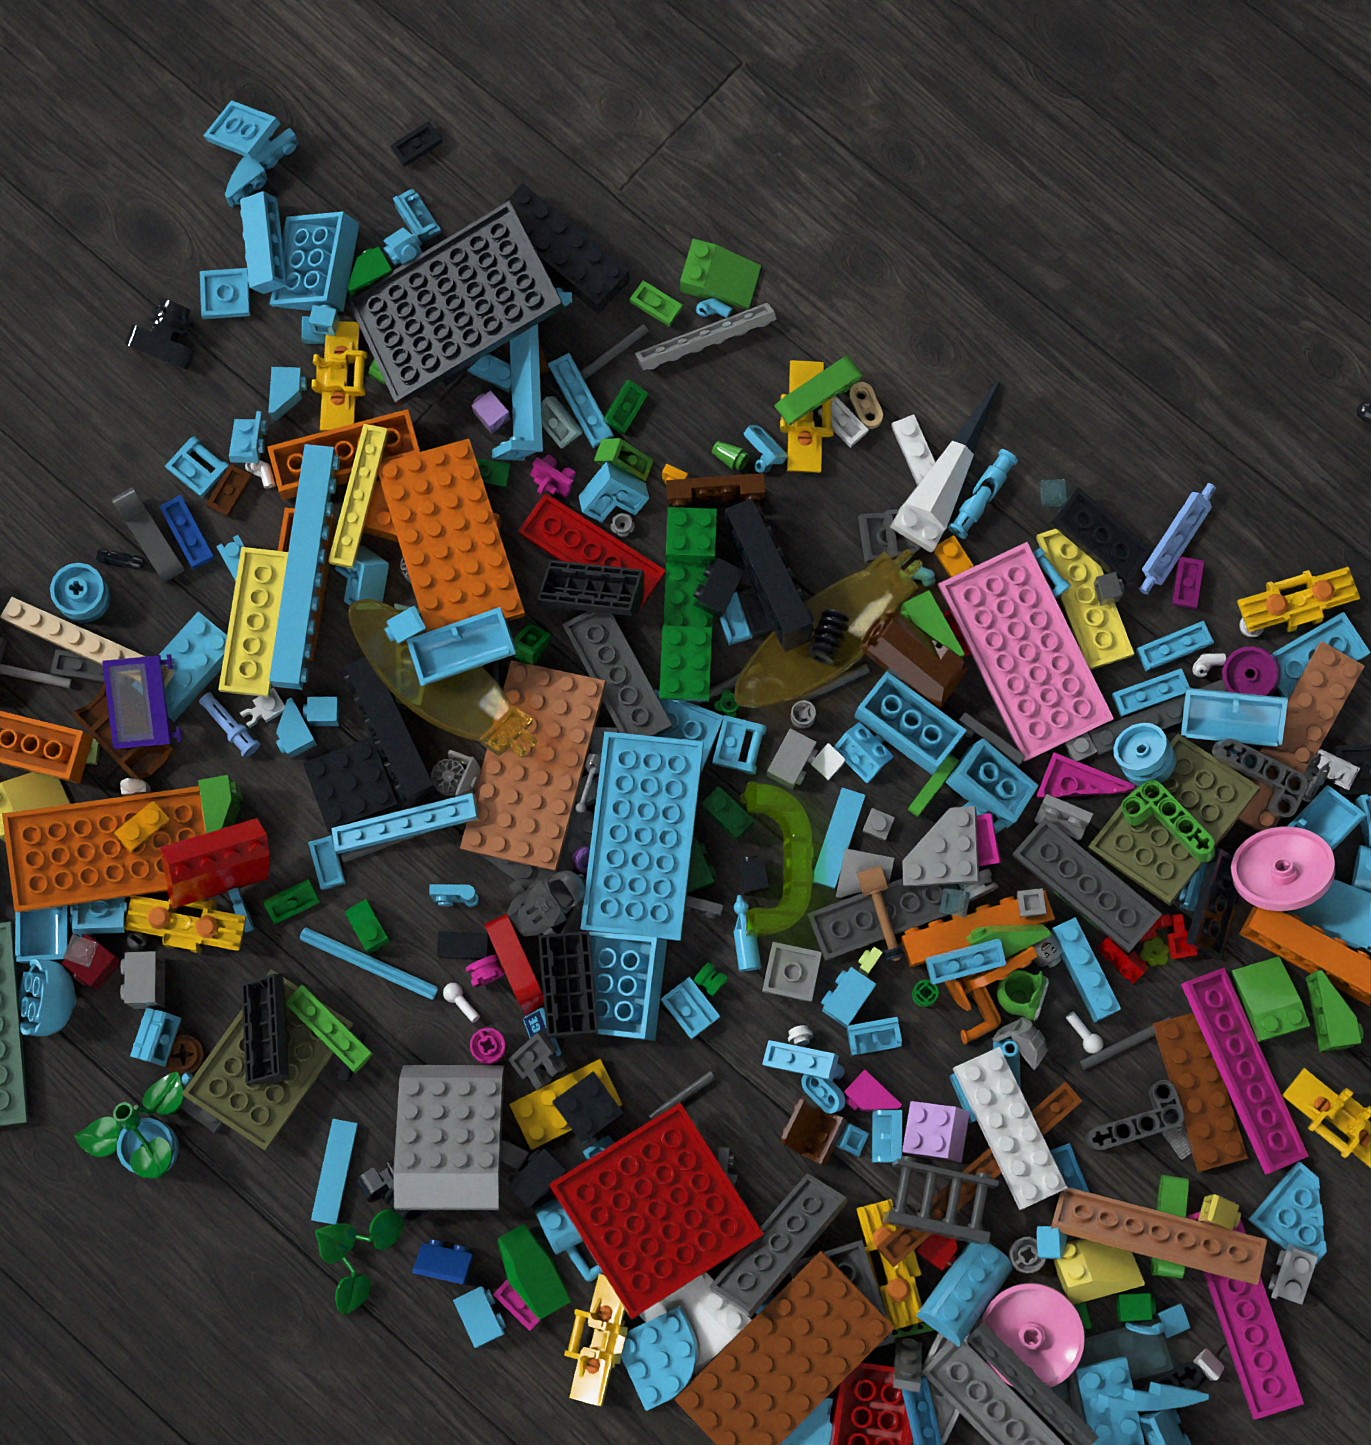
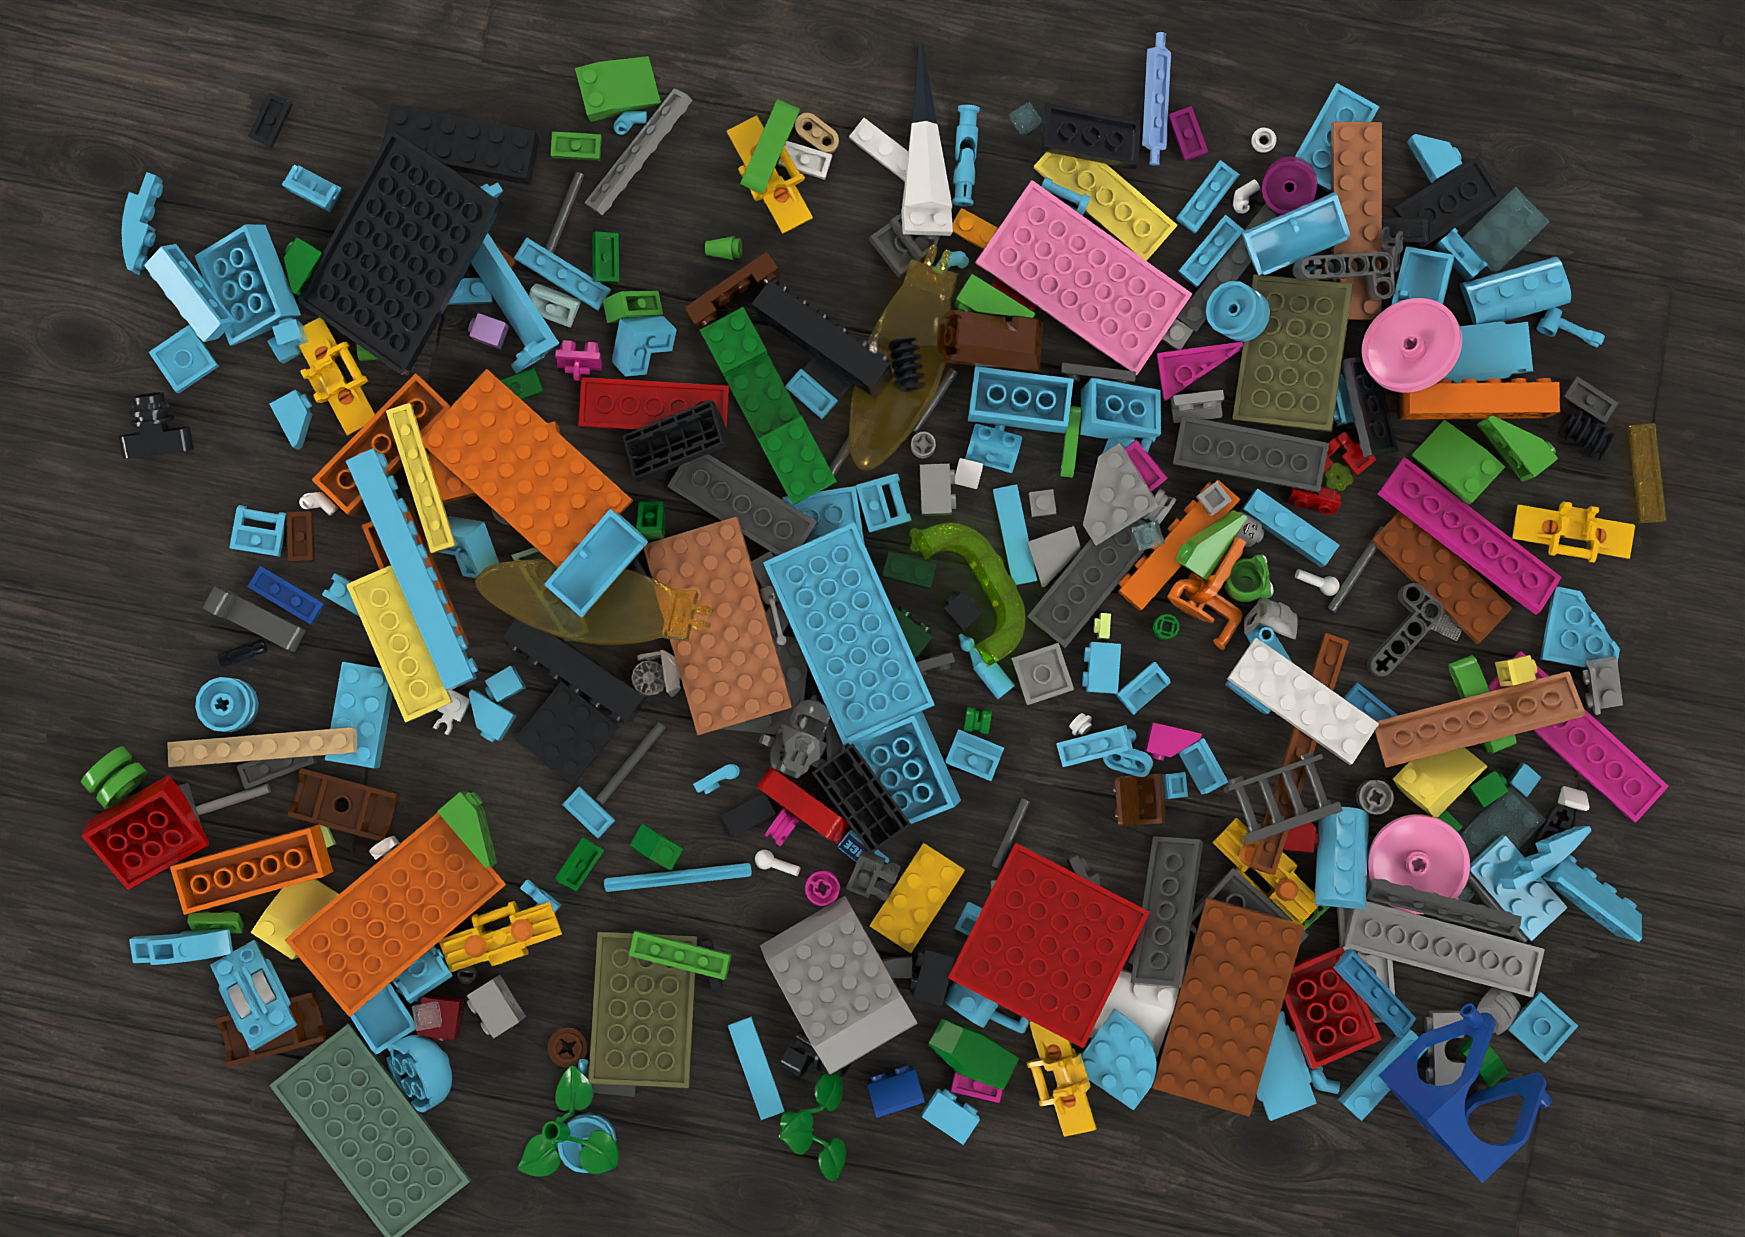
camera: 30 degrees left, 10 degrees up
(138, 701) = (341, 773): piece -> none
(141, 826) = (411, 877): light orange plate -> none
(155, 1037) = (535, 1047): medium azure brick -> none
(215, 862) = (496, 872): red slope -> none
(236, 732) = (441, 745): light blue pin -> none
(242, 129) = (104, 198): medium azure plate -> none
(248, 439) = (288, 481): medium azure bracket -> none
(265, 1030) = (626, 988): black piece -> none
(402, 247) = (318, 225): medium azure brick -> none
(404, 626) = (535, 573): medium azure slope -> none
(405, 823) = (637, 741): medium azure plate -> none
(581, 858) = (807, 682): medium lavender tile -> none
(588, 1108) = (940, 892): black brick -> none
(622, 518) = (666, 359): light grey plate -> none
(672, 473) = (686, 296): light orange plate -> none
(717, 587) = (784, 376): black brick -> none
(721, 705) = (847, 476): green plate -> none
(765, 444) = (751, 221): medium azure piece -> none
(872, 883) = (1069, 559): medium nougat piece -> none
(907, 1364) = (1330, 948): dark grey plate -> none
(936, 1131) = (1242, 740): lavender brick -> none
(965, 961) = (1189, 583): medium azure plate -> none
(1050, 1242) = (1391, 778): medium azure slope -> none
(1108, 588) = (1124, 180): dark grey plate -> none
(1154, 1330) = (1515, 798): medium azure piece -> none
(1172, 823) = (1296, 359): bright green beam -> none
(1300, 607) = (1298, 100): yellow piece -> none

